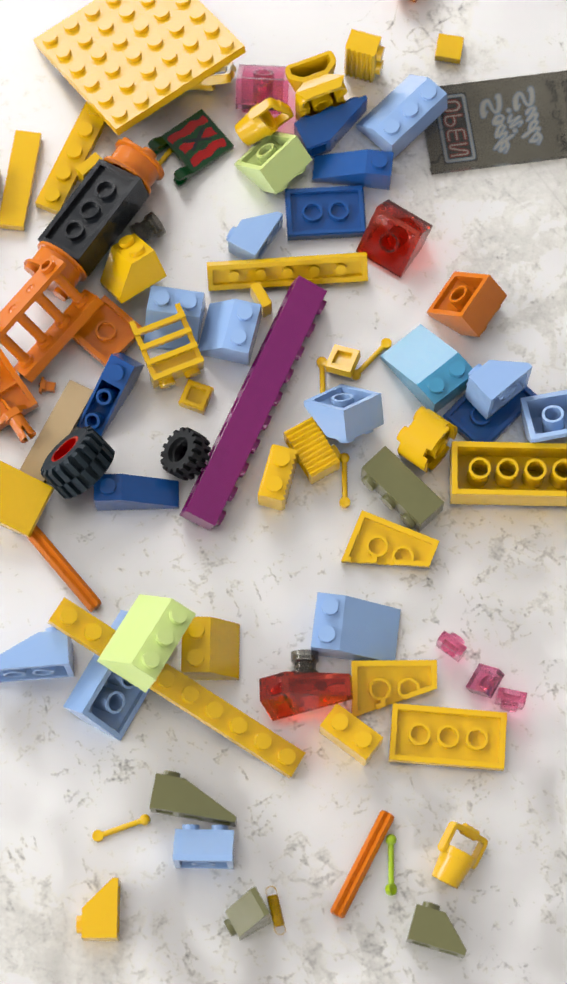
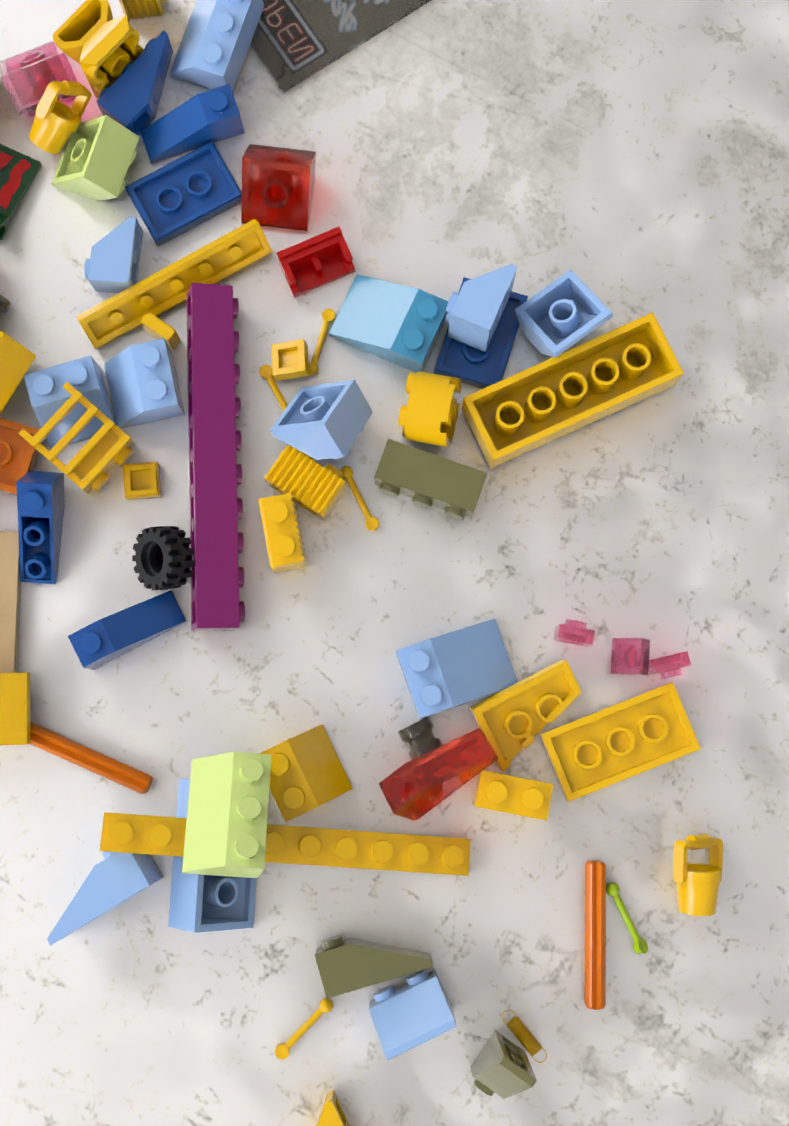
camera: 25 degrees left, 10 degrees up
(77, 462) = (41, 631): black wheel -> none
(387, 543) = (442, 550): yellow wing -> none
(395, 302) = (316, 261): none -> red hinge
(434, 930) = (711, 974): olive slope -> none
(467, 303) = (398, 224): orange slope -> none

